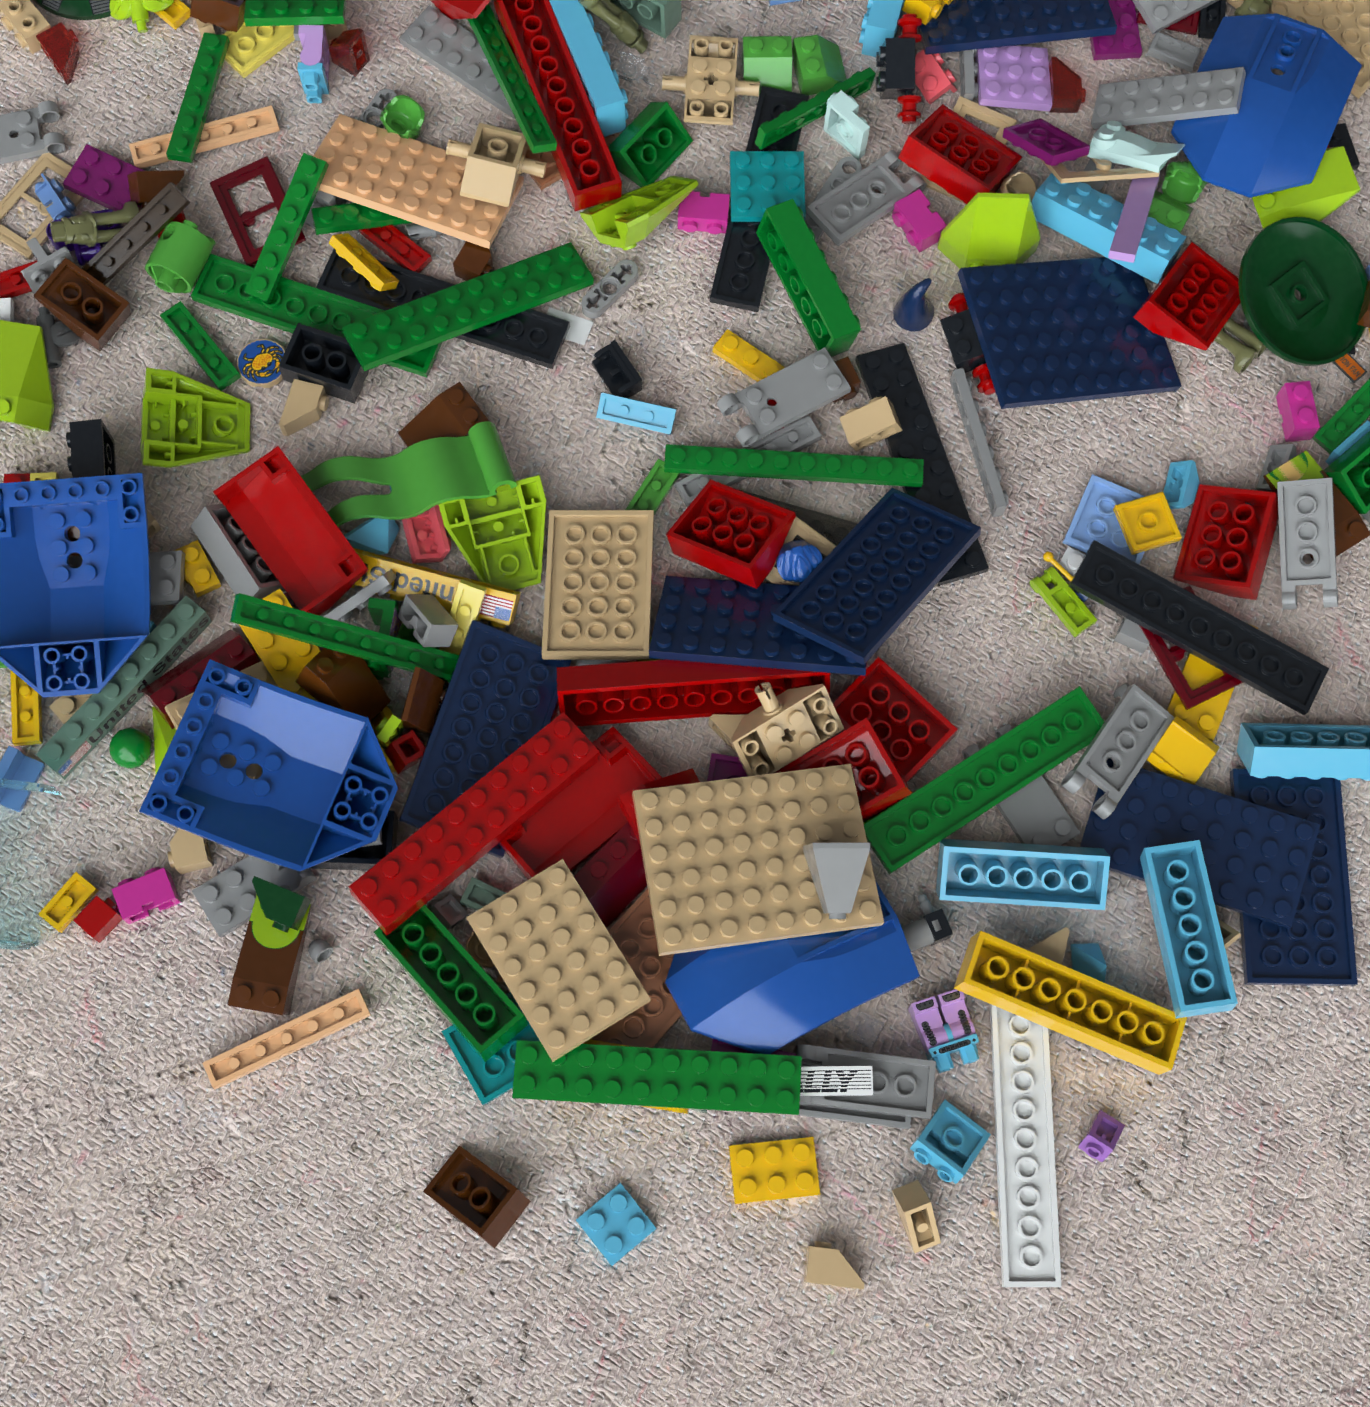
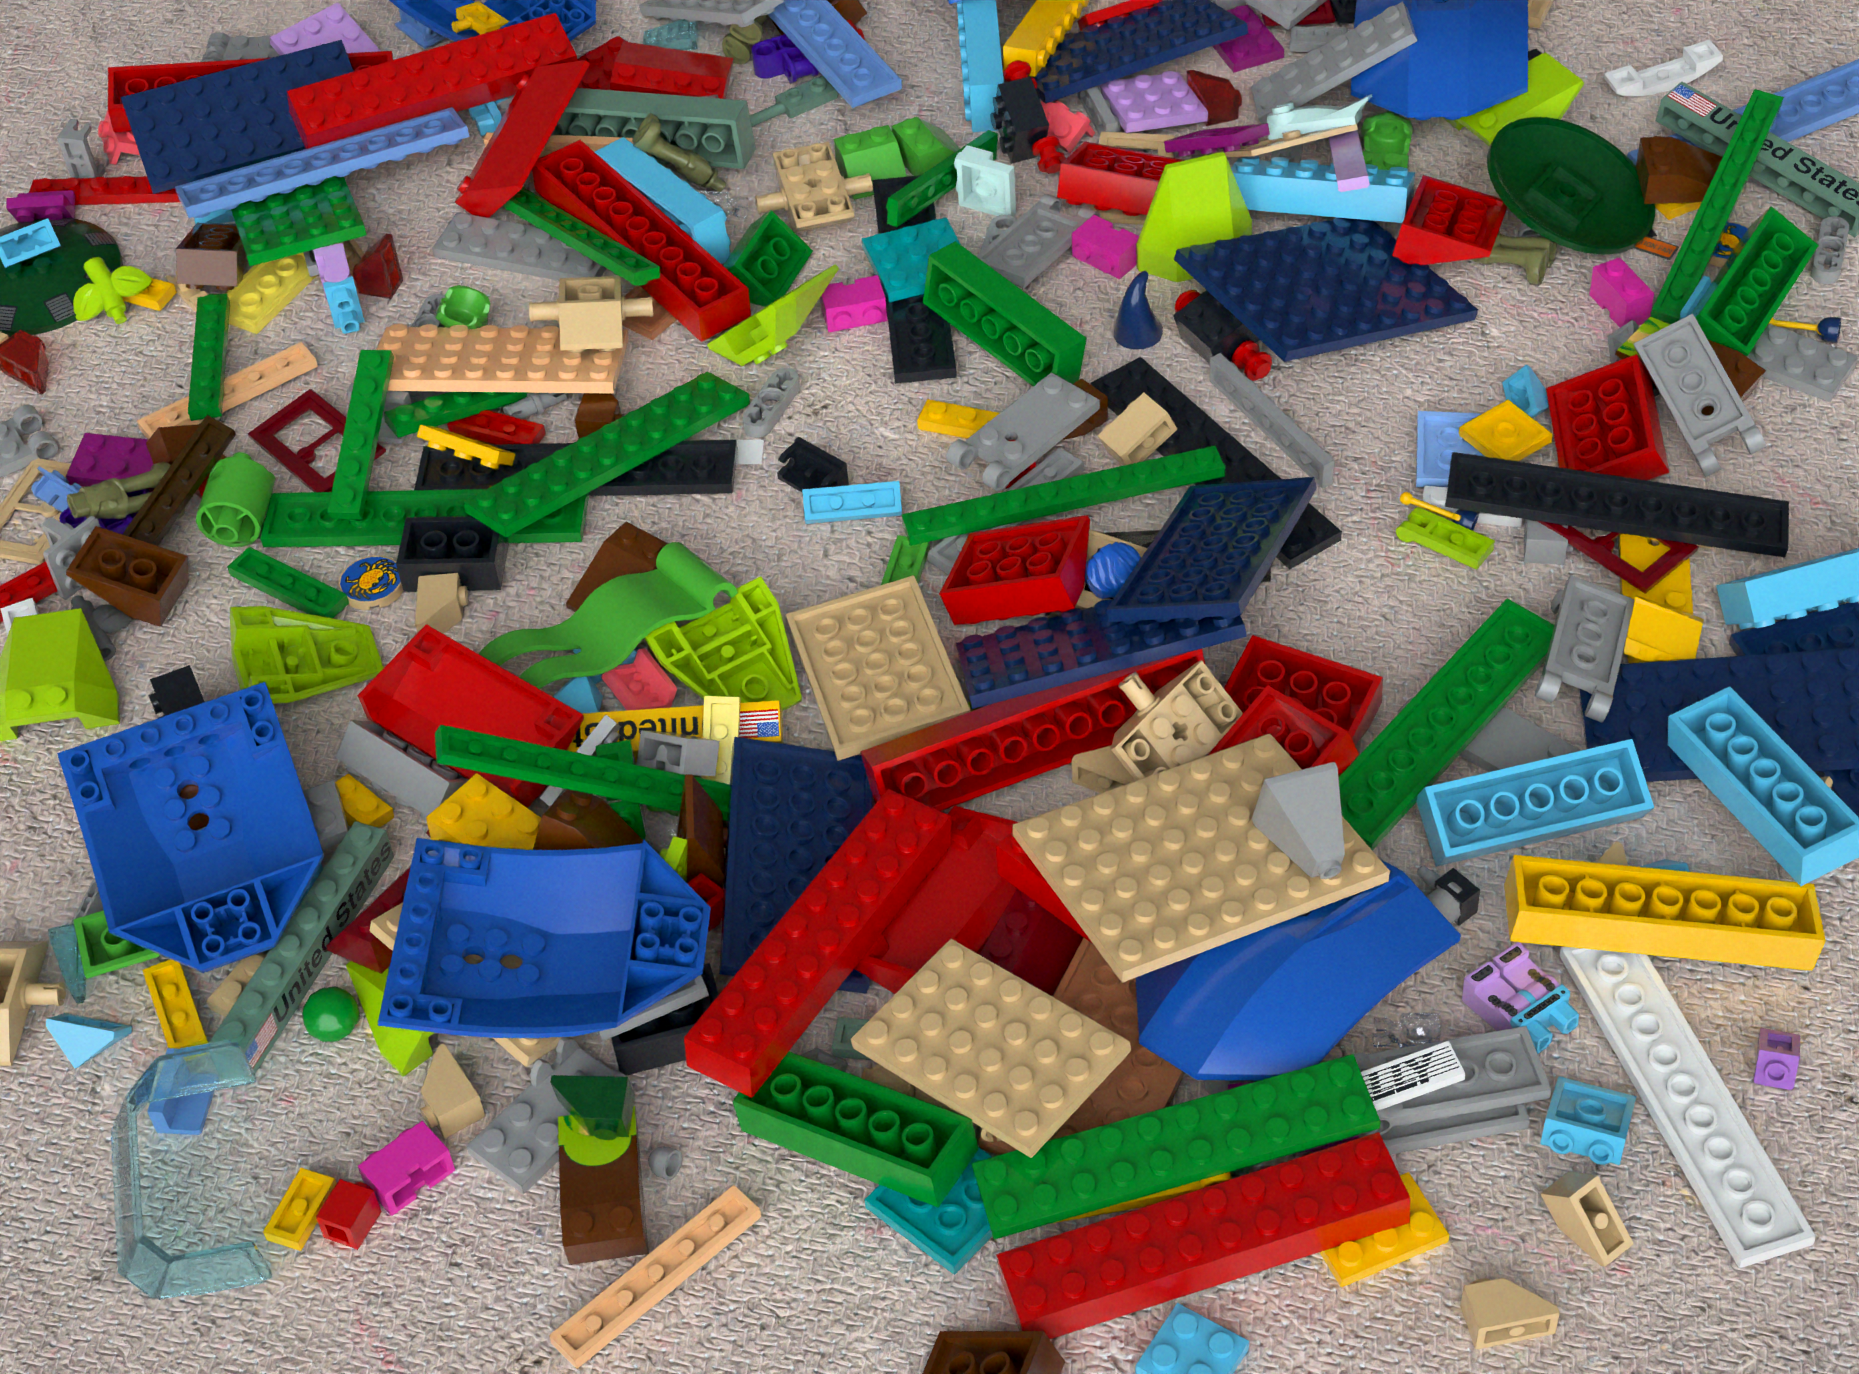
camera: 10 degrees left, 25 degrees down
(652, 1146) = (1204, 1238): none -> red brick

